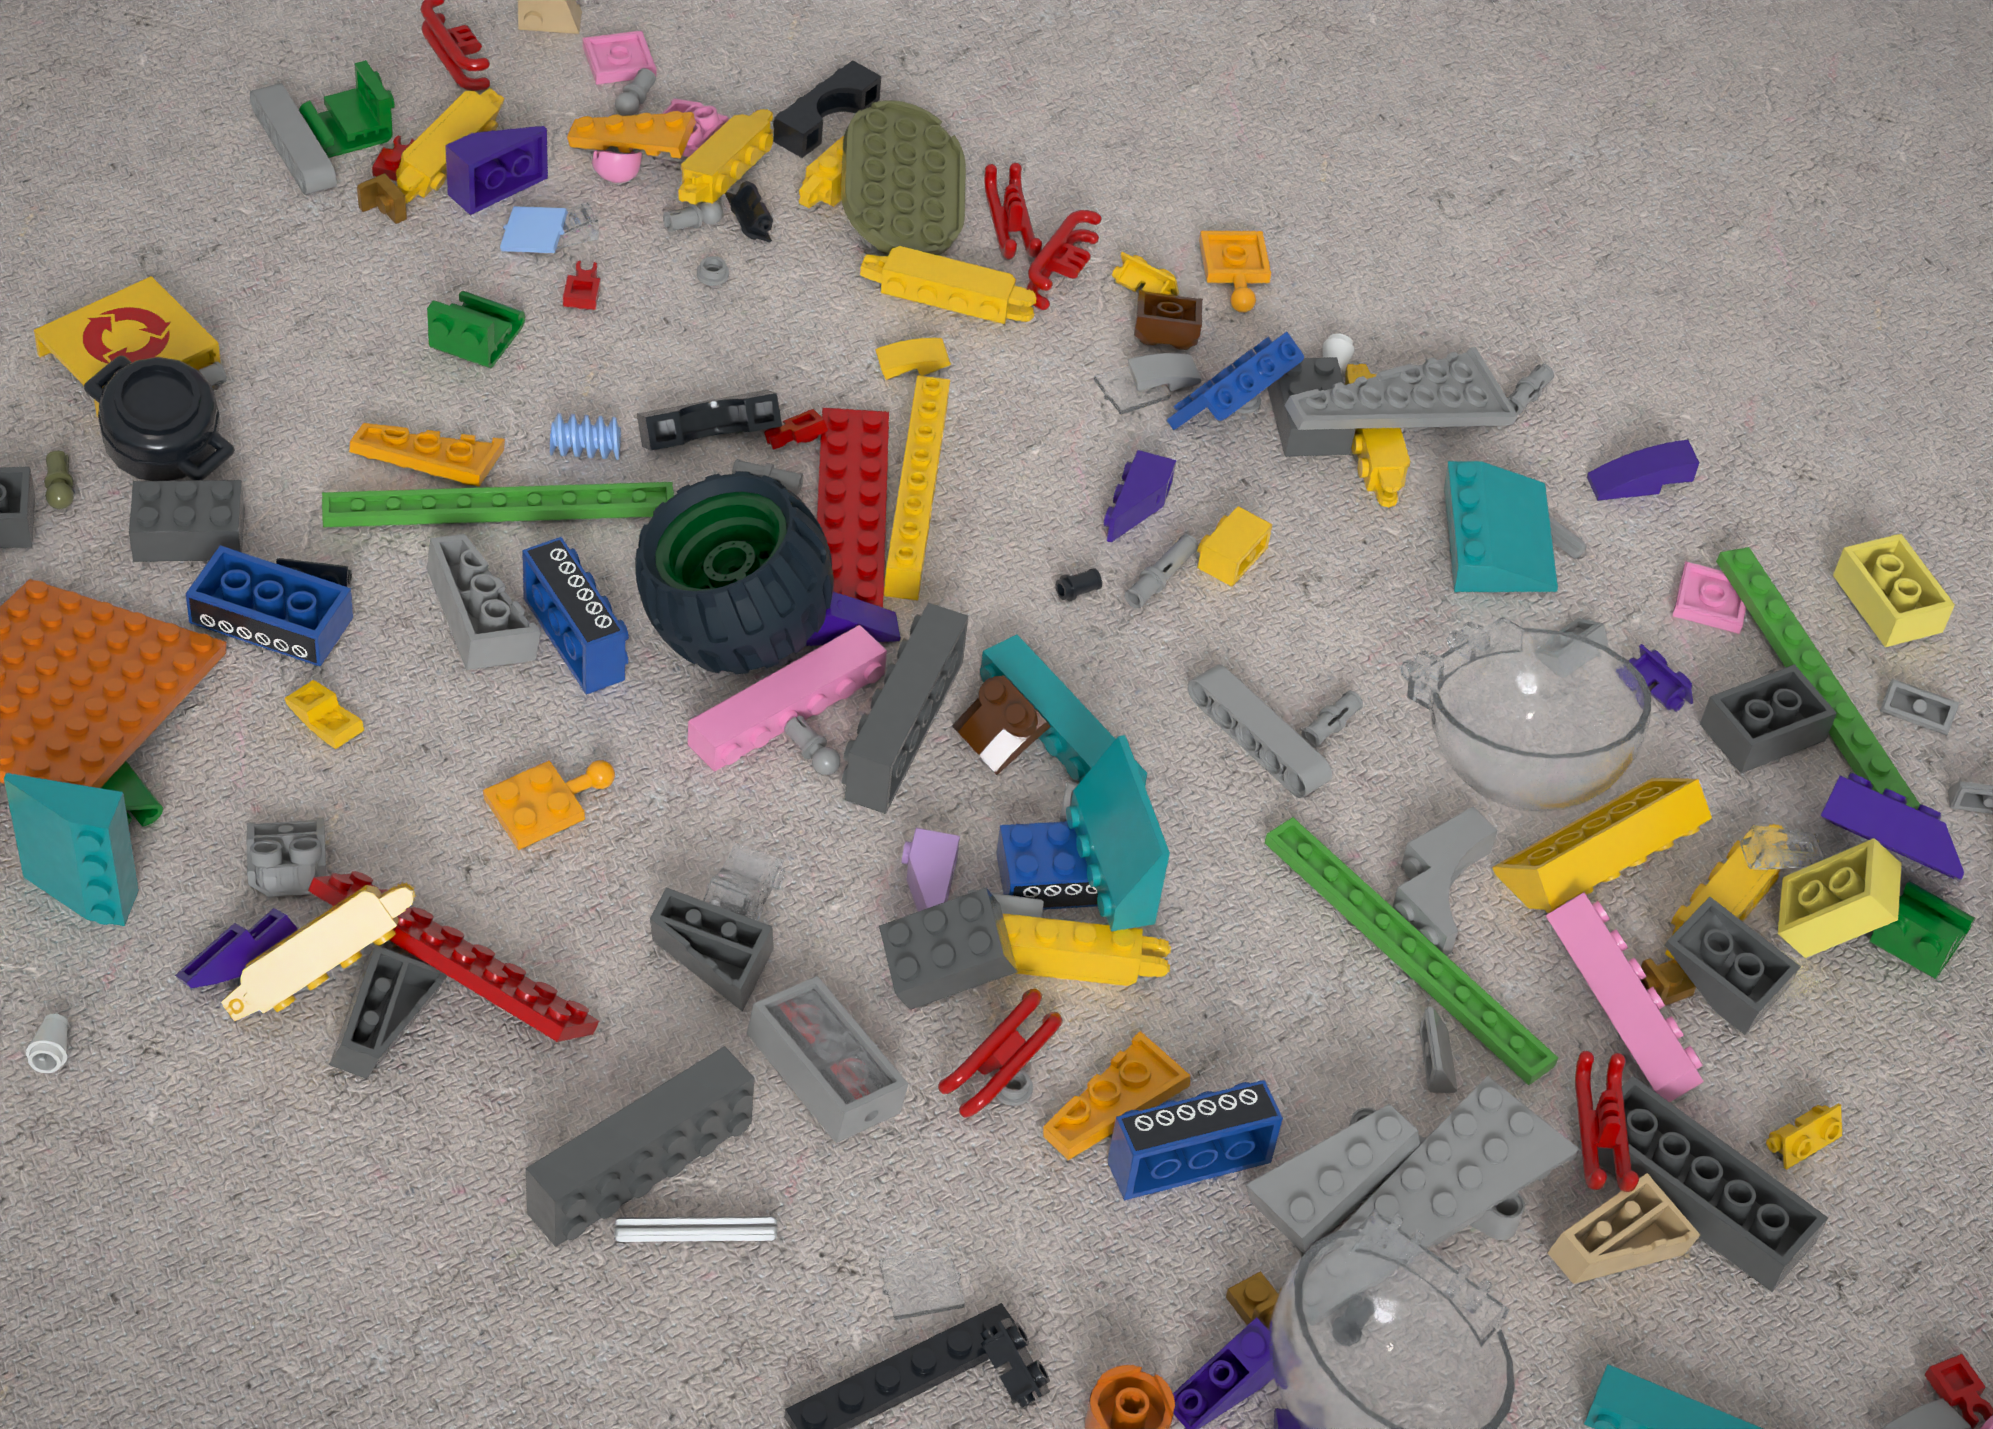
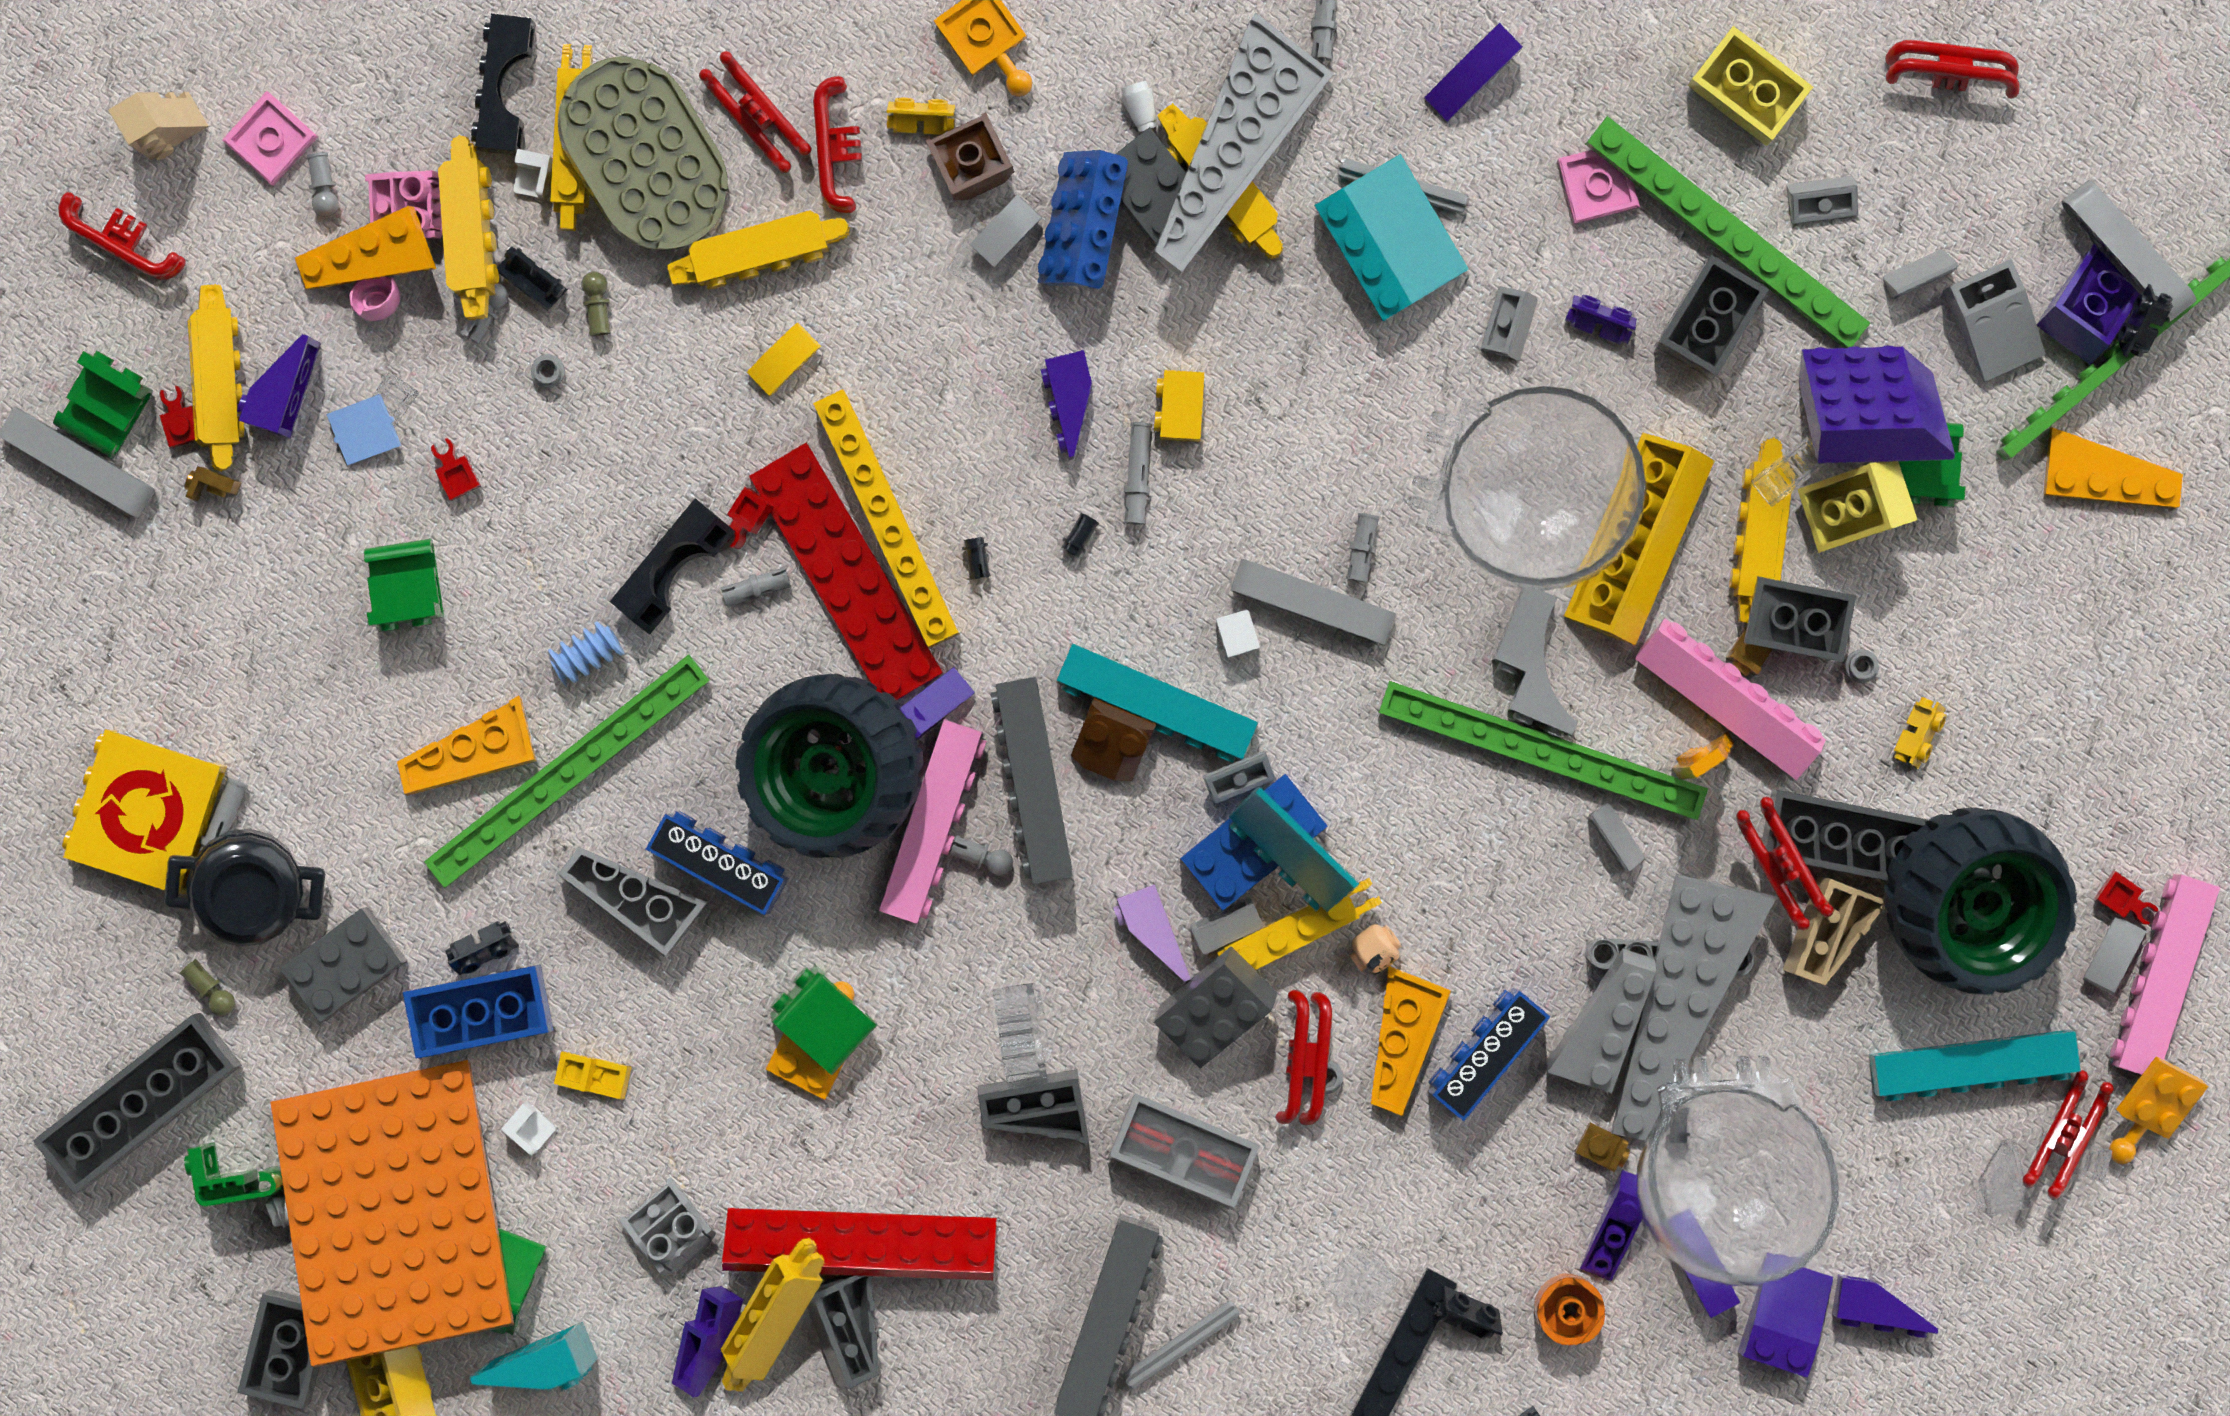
camera: 20 degrees left, 40 degrees up
(231, 714) = (529, 1128): none -> white panel
(569, 765) = (821, 1019): none -> green piece
(787, 254) = (595, 285): none -> olive pin
(807, 151) = (533, 174): none -> white panel
(977, 548) = (976, 558): none -> black pin
(1137, 1006) = (1375, 948): none -> light nougat head
(1172, 715) = (1237, 633): none -> white panel
(1572, 1001) = (1700, 760): none -> light orange wing
(1773, 1050) = (1871, 661): none -> light grey plate
(1838, 1194) = (1961, 878): none -> wheel

